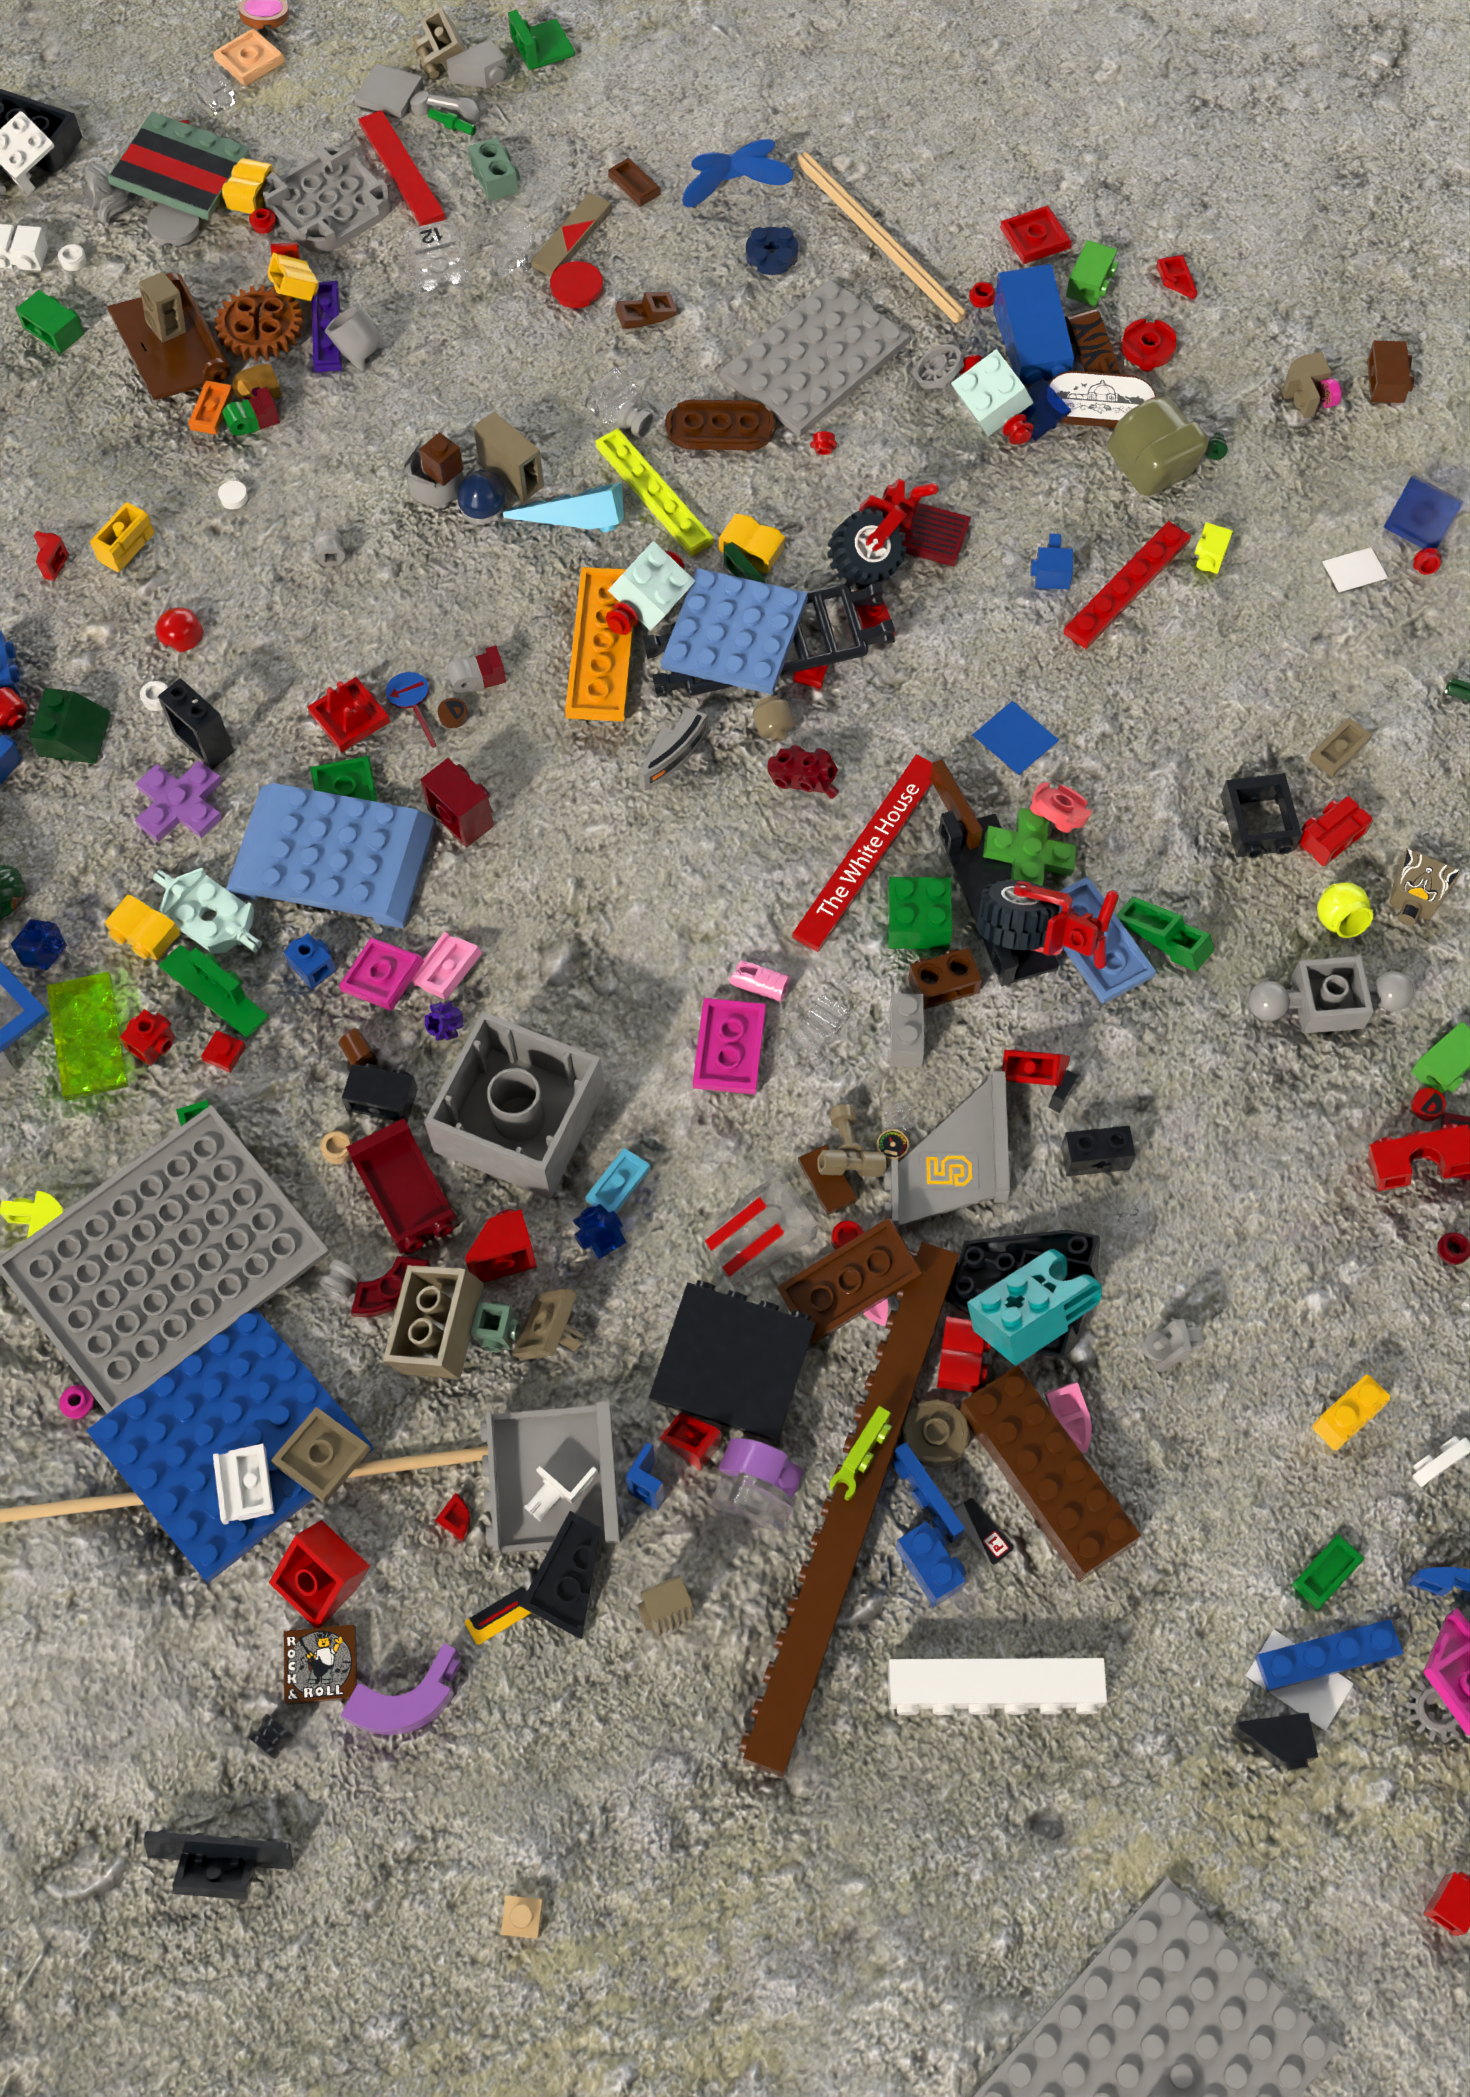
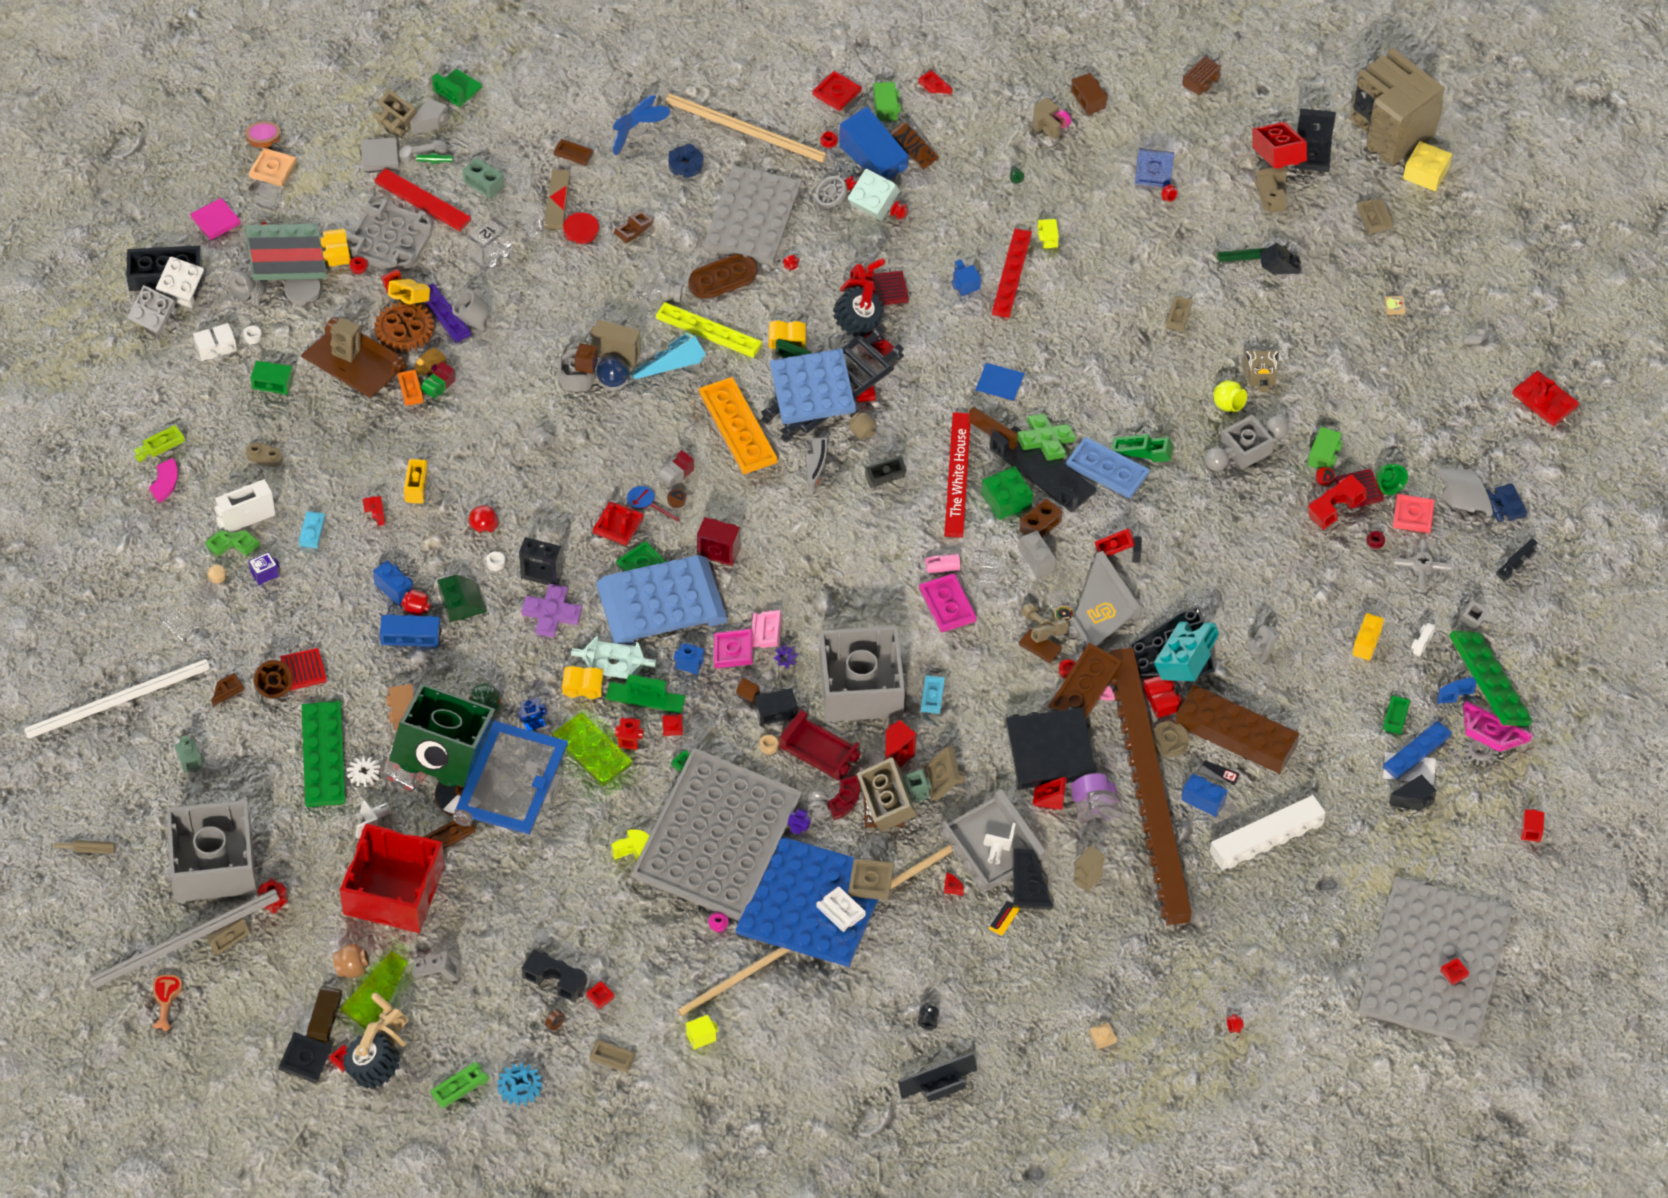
camera: 30 degrees left, 10 degrees down
(133, 93) = (215, 219): none -> dark pink tile
(233, 494) = (459, 432): white tile -> none
(292, 1296) = (799, 821): none -> dark purple gear
(318, 1573) = (902, 938): red slope -> none
(320, 1664) = (930, 978): tile -> none
(408, 1711) = (982, 980): medium lavender arch -> none
(599, 1231) = (940, 719): clear blue brick -> none
(641, 1483) = (1043, 820): blue panel -> none
(648, 589) = (750, 383): light aqua brick -> none
(744, 2016) = (1234, 1023): none -> red plate
(760, 802) = (885, 471): none -> pearl dark grey brick
(760, 1230) = (1022, 683): clear slope -> none
(804, 770) = (899, 444): dark red brick -> none
(860, 1455) = (1142, 757): lime plate -> none
(926, 1493) = (1182, 764): blue plate -> none
(1028, 918) = (1070, 467): piece -> none
(1046, 408) = (908, 192): clear blue piece -> none
(1060, 806) = (1049, 405): coral plate -> none
(1072, 1413) = (1230, 693): bright pink plate -> none
(1098, 1151) = (1172, 570): black brick -> none
(1099, 397) = (934, 174): white tile -> none
(1148, 356) = (939, 138): red plate -> none
(1157, 445) = (985, 188): olive piece -> none
(1256, 790) = (1149, 353): black window -> none
(1335, 830) = (1201, 358): red brick -> none
(1355, 569) = (1131, 214): white sticker -> none

